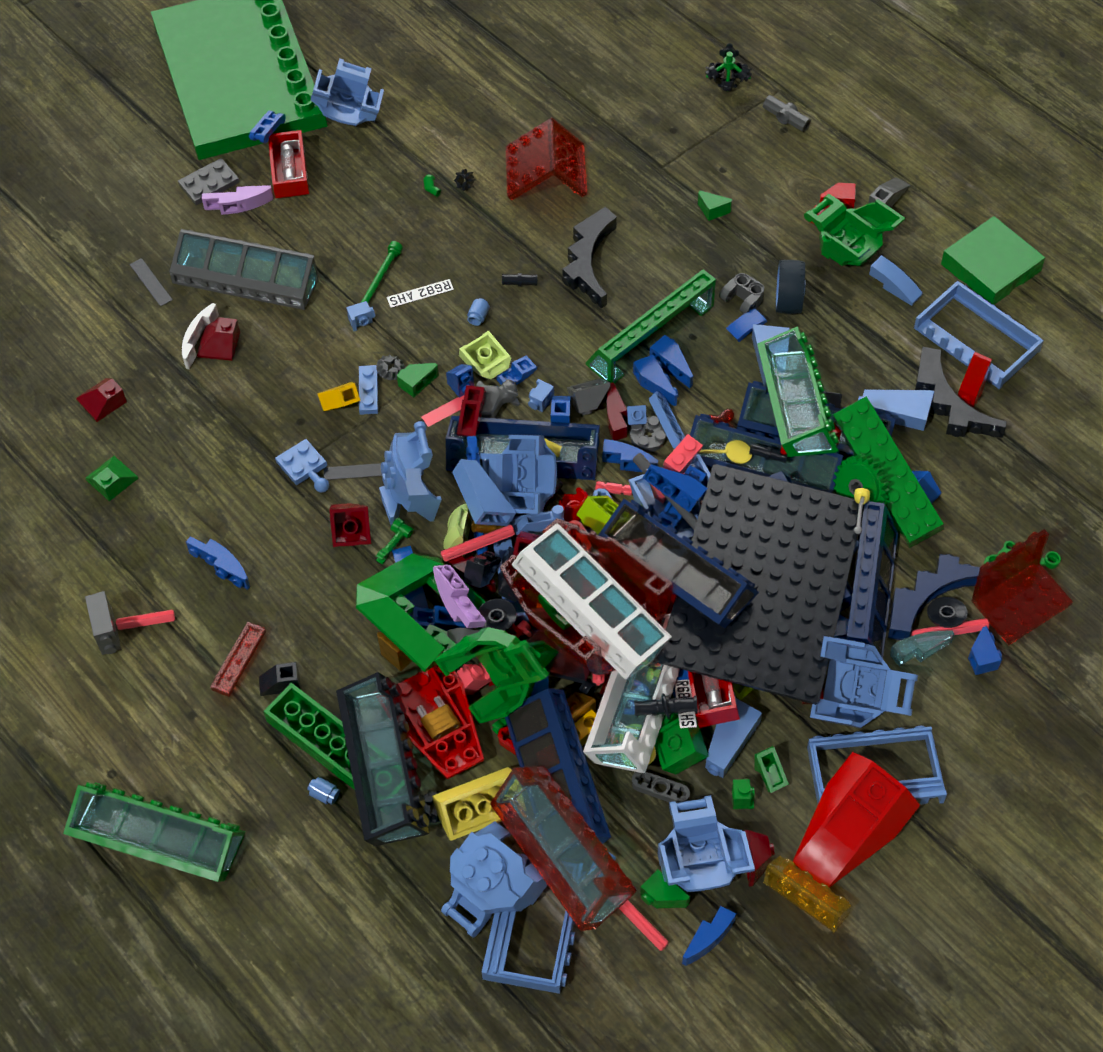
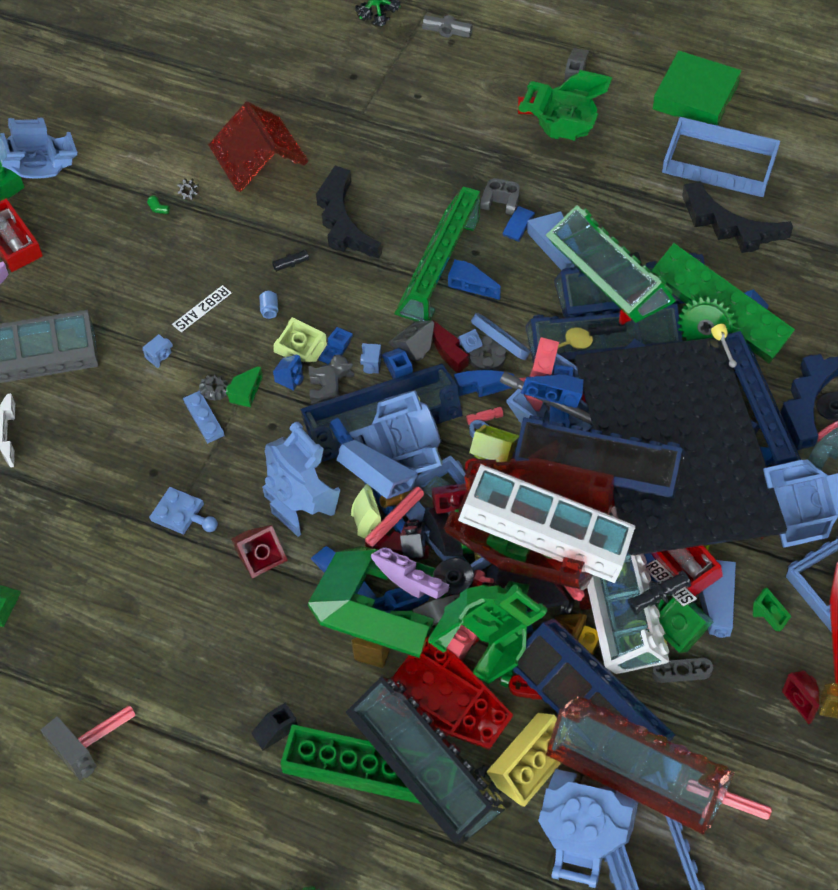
camera: 25 degrees left, 0 degrees up
(219, 339) = (30, 426): dark red slope -> none
(223, 561) = (160, 639): slope -> none
(238, 659) = (221, 725): clear red plate -> none
(323, 791) = (376, 814): medium blue brick -> none
(339, 396) = (181, 433): yellow slope -> none
(352, 471) = (234, 497): sticker -> none
(394, 250) = (156, 278): green piece -> none
(401, 530) = (310, 535): green brick -> none
(440, 721) = (452, 697): pearl gold piece -> none
(443, 411) = (291, 402): coral sticker -> none
(471, 411) = (319, 397): dark red slope -> none
(540, 521) = (442, 473): medium blue piece -> none
(572, 504) = (459, 445): red hair -> none
(651, 377) = (465, 303): blue slope -> none
(661, 895) = (744, 763): green slope -> none
(701, 850) = (760, 711): medium blue piece -> none
(709, 935) = (803, 783): blue slope -> none
(714, 205) = (429, 129): green slope -> none
(726, 416) = (548, 310): clear red arm -> none
(742, 794) = (761, 641): green brick -> none
(790, 286) = (542, 174): black wheel -> none
(843, 192) = (538, 75): slope -> none
(895, 280) = (625, 137): medium blue slope -> none
(906, 406) = (699, 239): medium blue slope -> none
(974, 379) = (746, 193): red slope -> none

